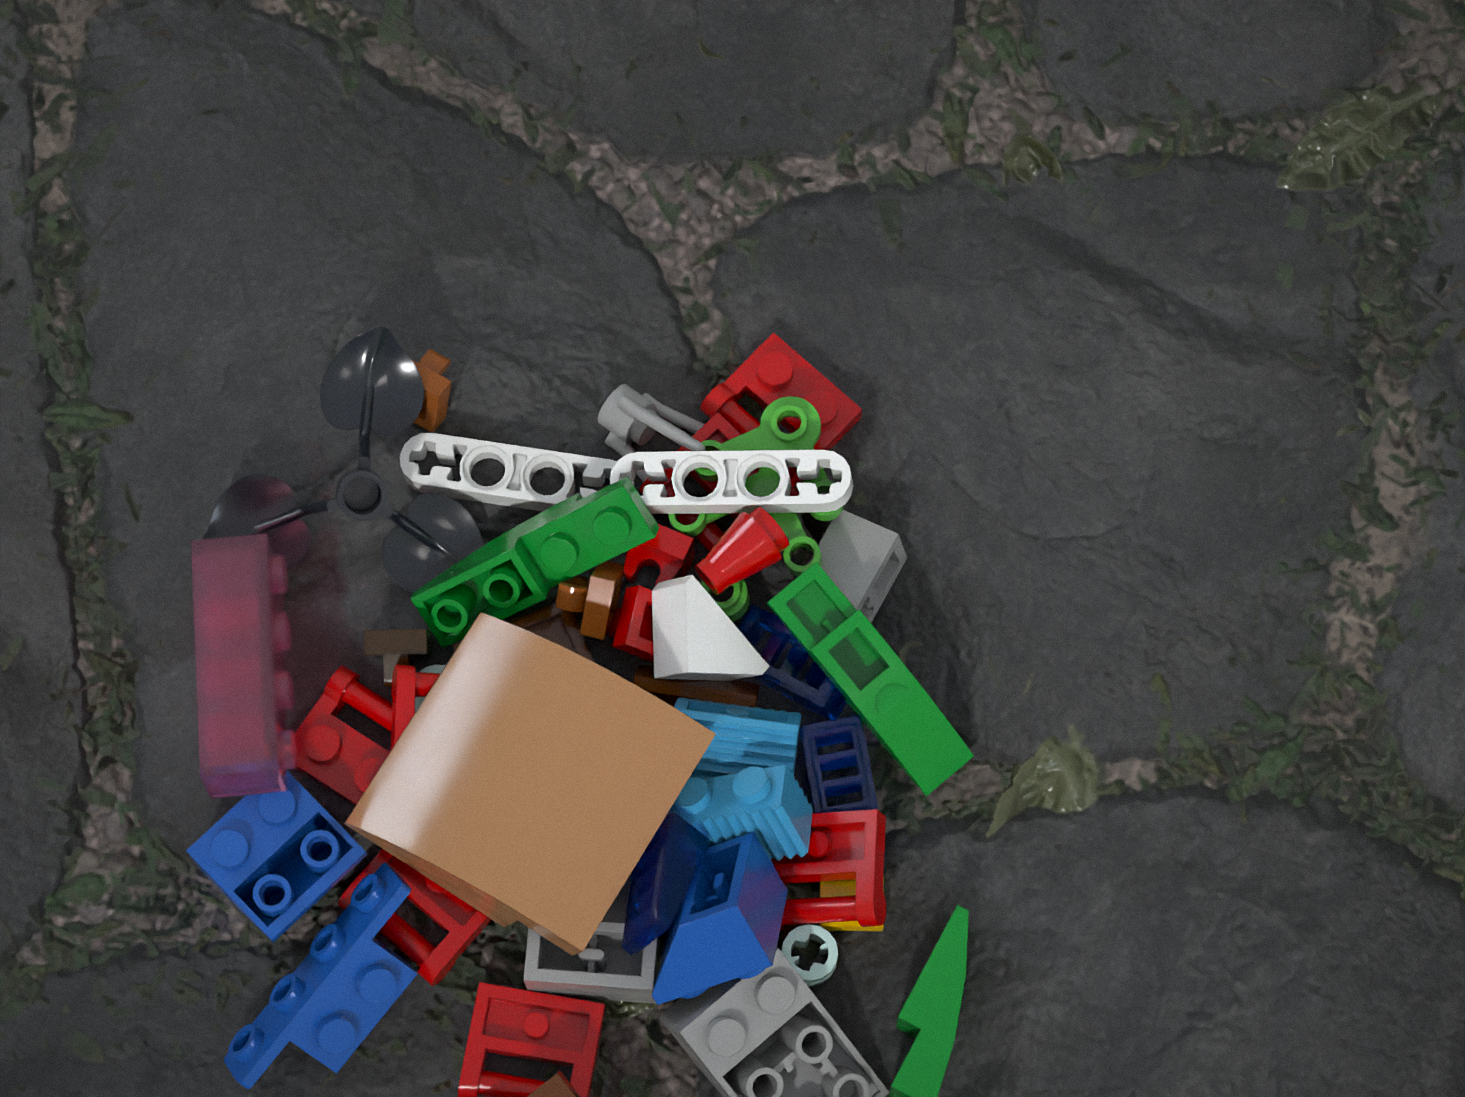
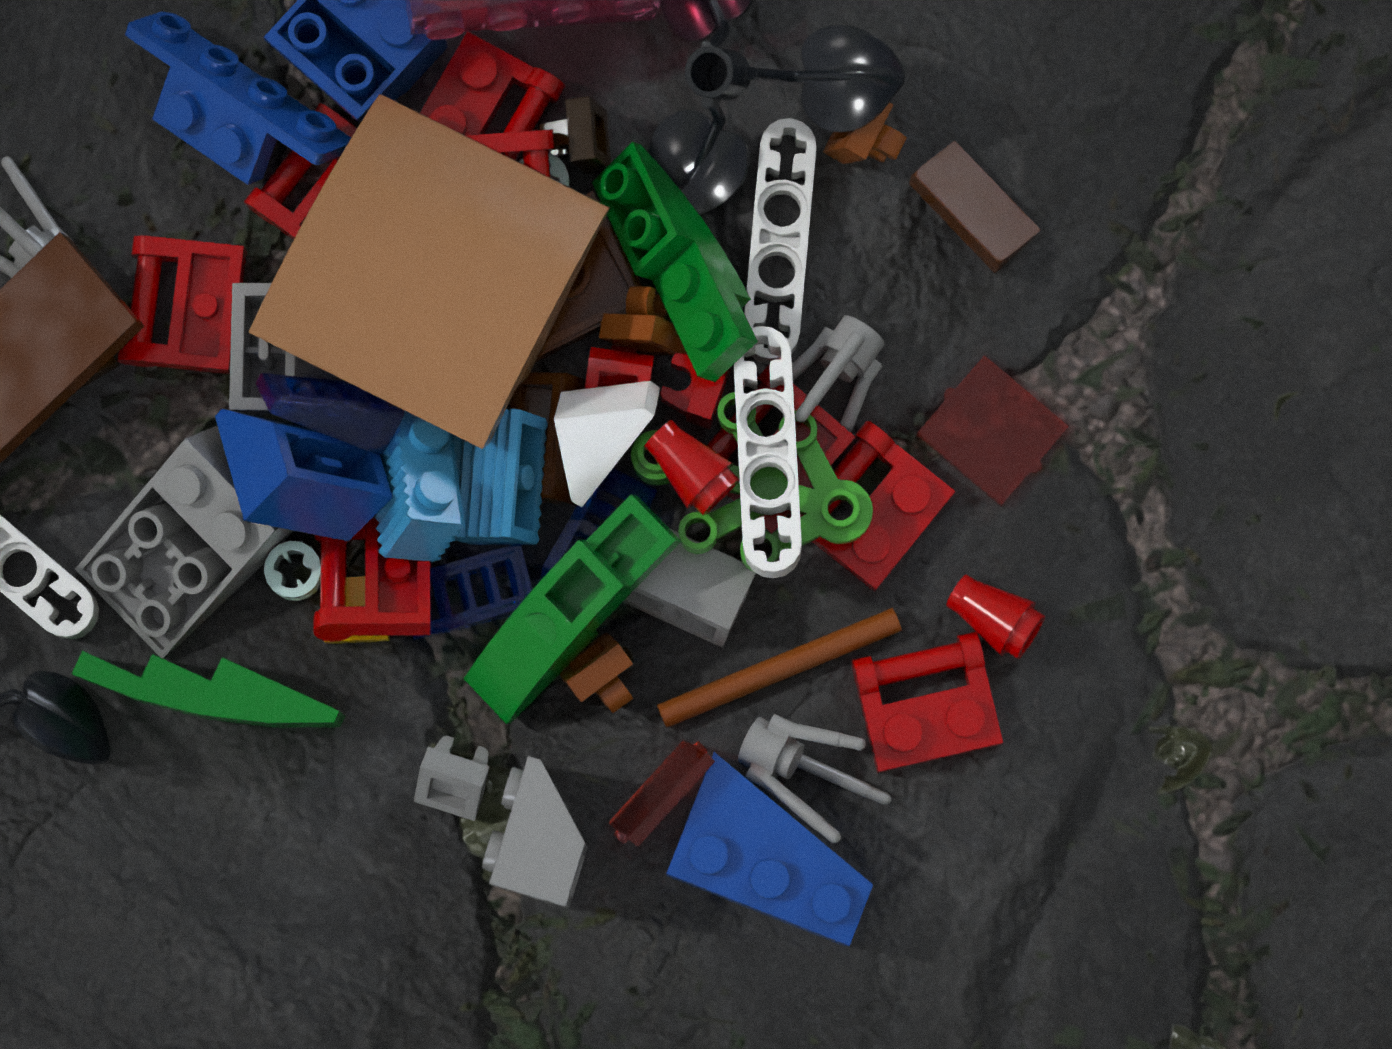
camera: 80 degrees right, 10 degrees up
(501, 299) = (974, 206): none -> reddish brown slope
(715, 300) = (992, 430): none -> clear red piece
(894, 303) = (998, 616): none -> red cone
(931, 505) = (779, 667): none -> dark orange bar
(932, 661) = (597, 671): none -> dark orange tile
(990, 368) = (933, 723): none -> red plate
(1014, 506) = (773, 752): none -> light grey plant
(1028, 808) = (452, 781): none -> light grey tile
(1050, 609) = (661, 792): none -> clear red piece
(1090, 720) = (541, 842): none -> light grey slope
(1113, 524) = (765, 860): none -> blue wedge

